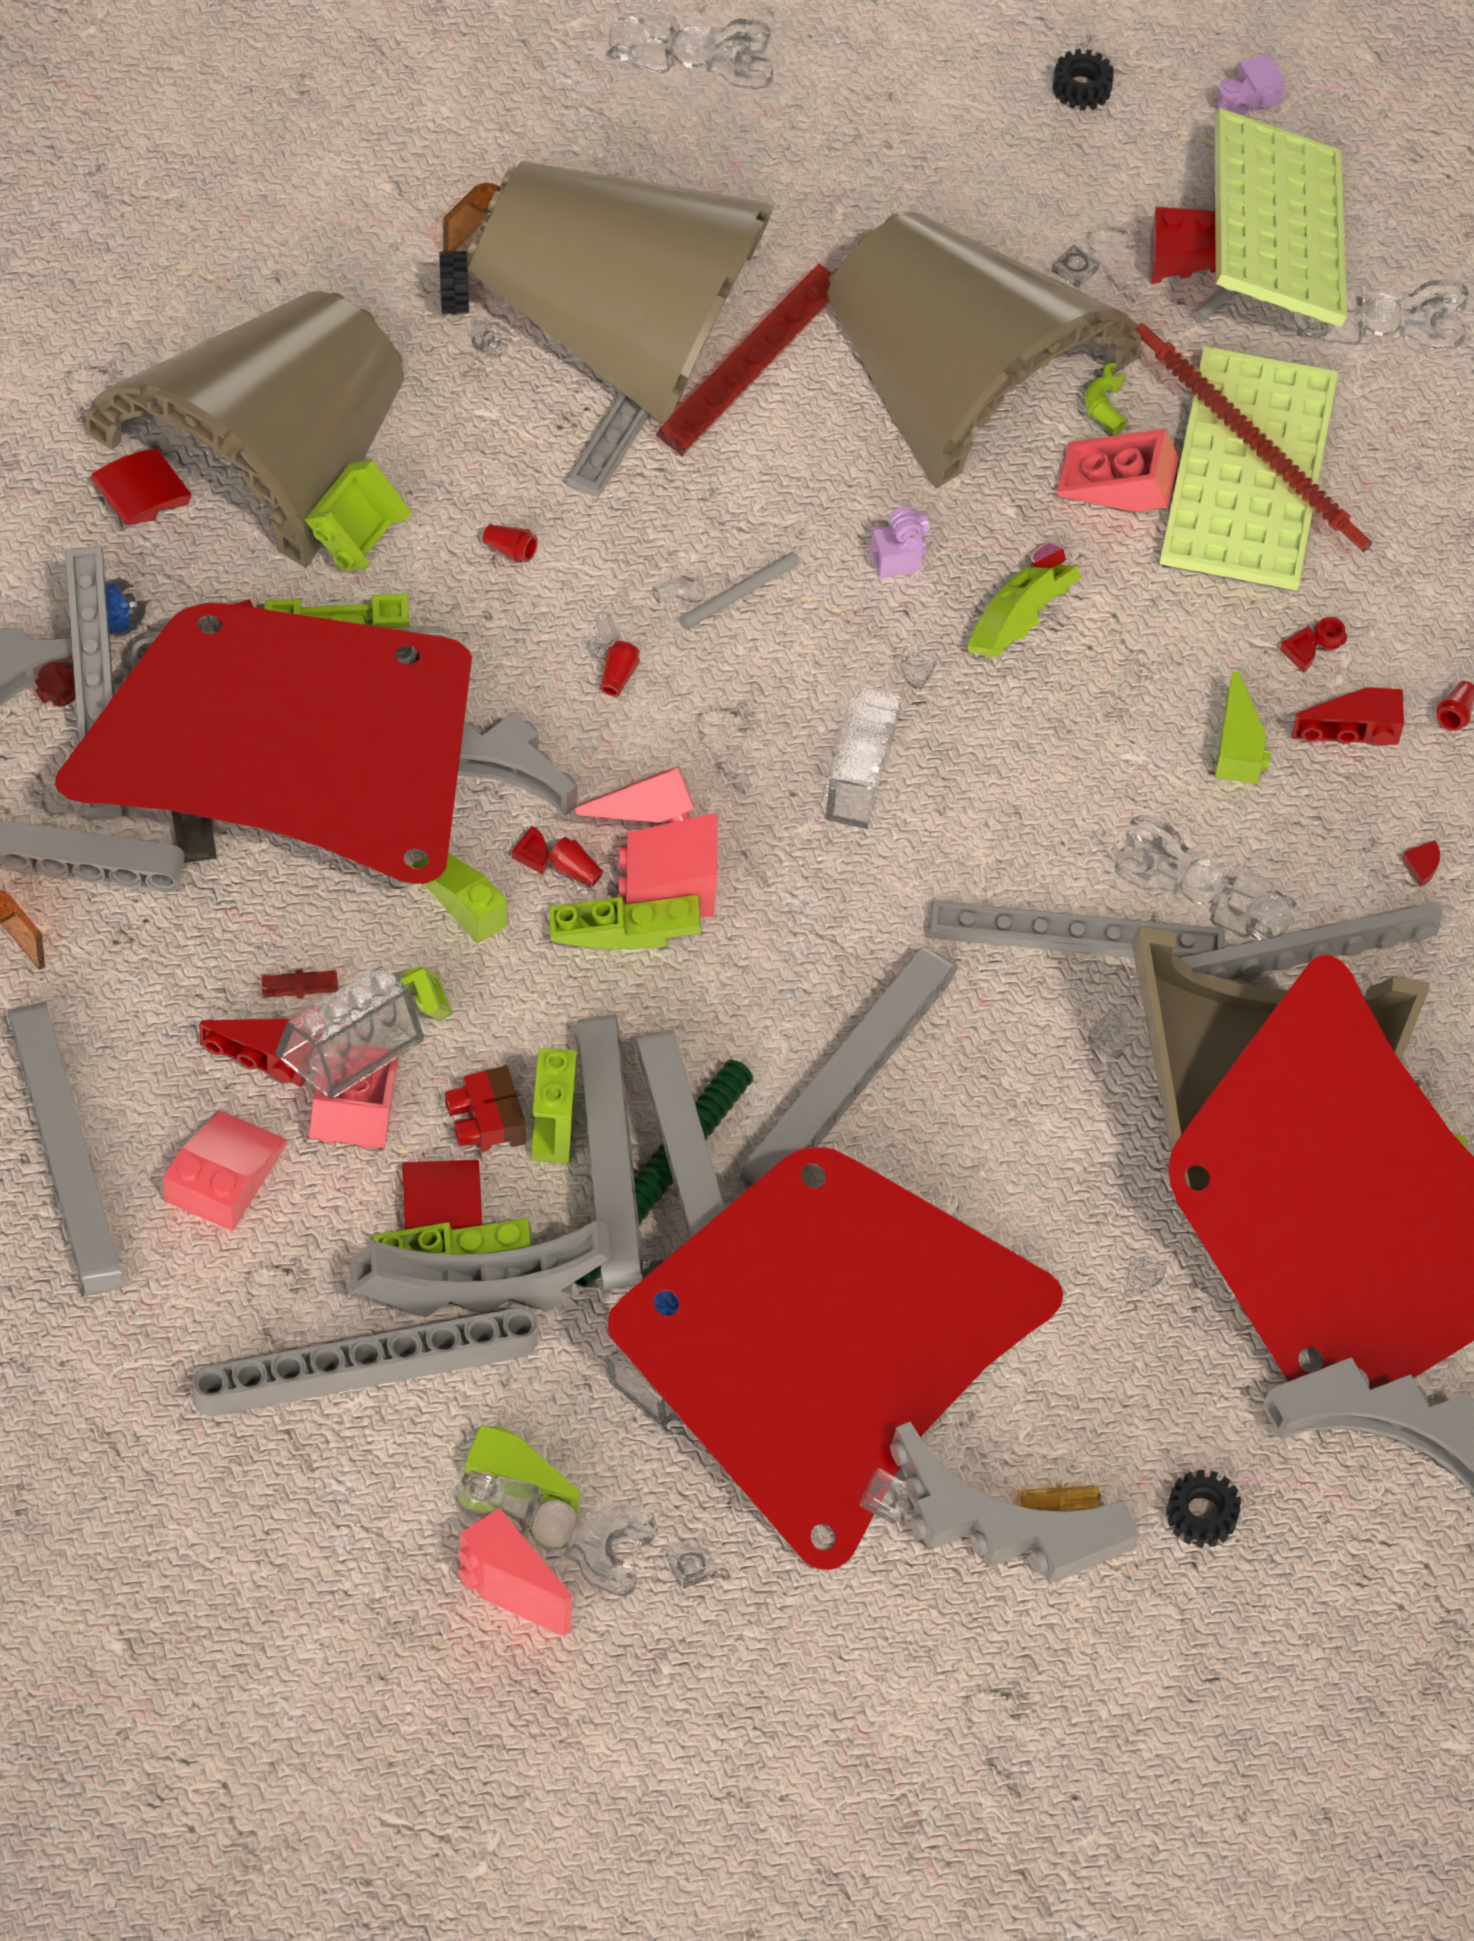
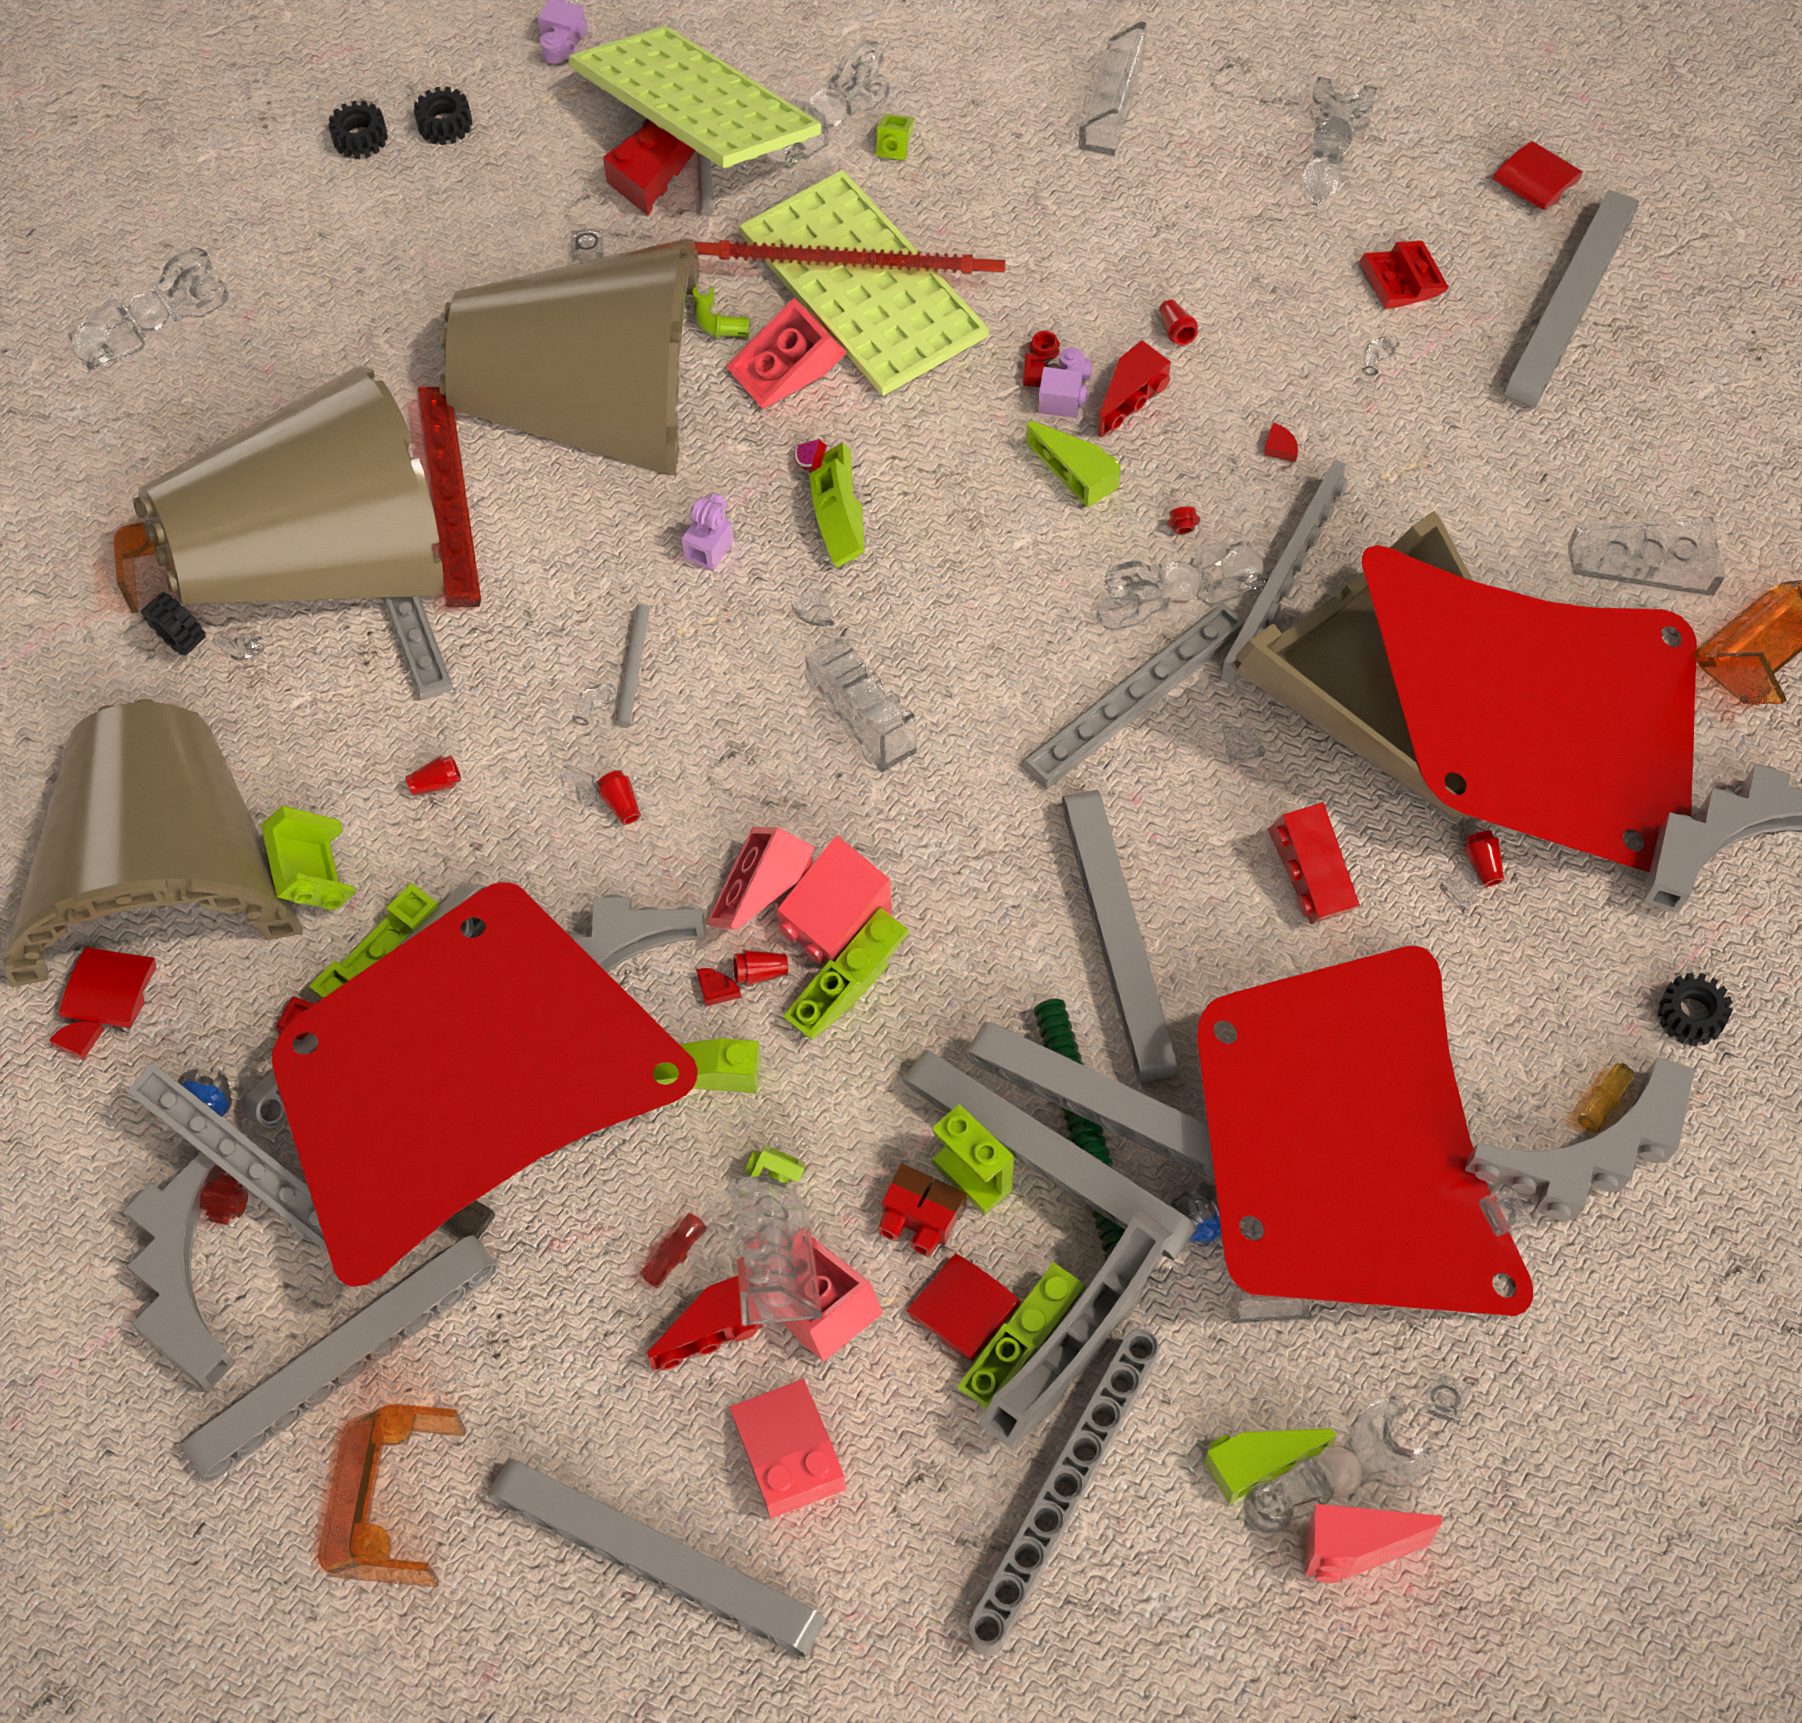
camera: 40 degrees left, 5 degrees up
(87, 502) = (77, 1038): none -> red tile
(1006, 25) = (355, 117): none -> black tyre
(1046, 1152) = (1314, 863): none -> red wedge
(1186, 1269) = (1485, 857): none -> red cone
(1271, 846) = (1183, 519): none -> red plate
(1301, 678) = (1063, 388): none -> lavender brick
(1414, 378) = (893, 136): none -> lime bracket

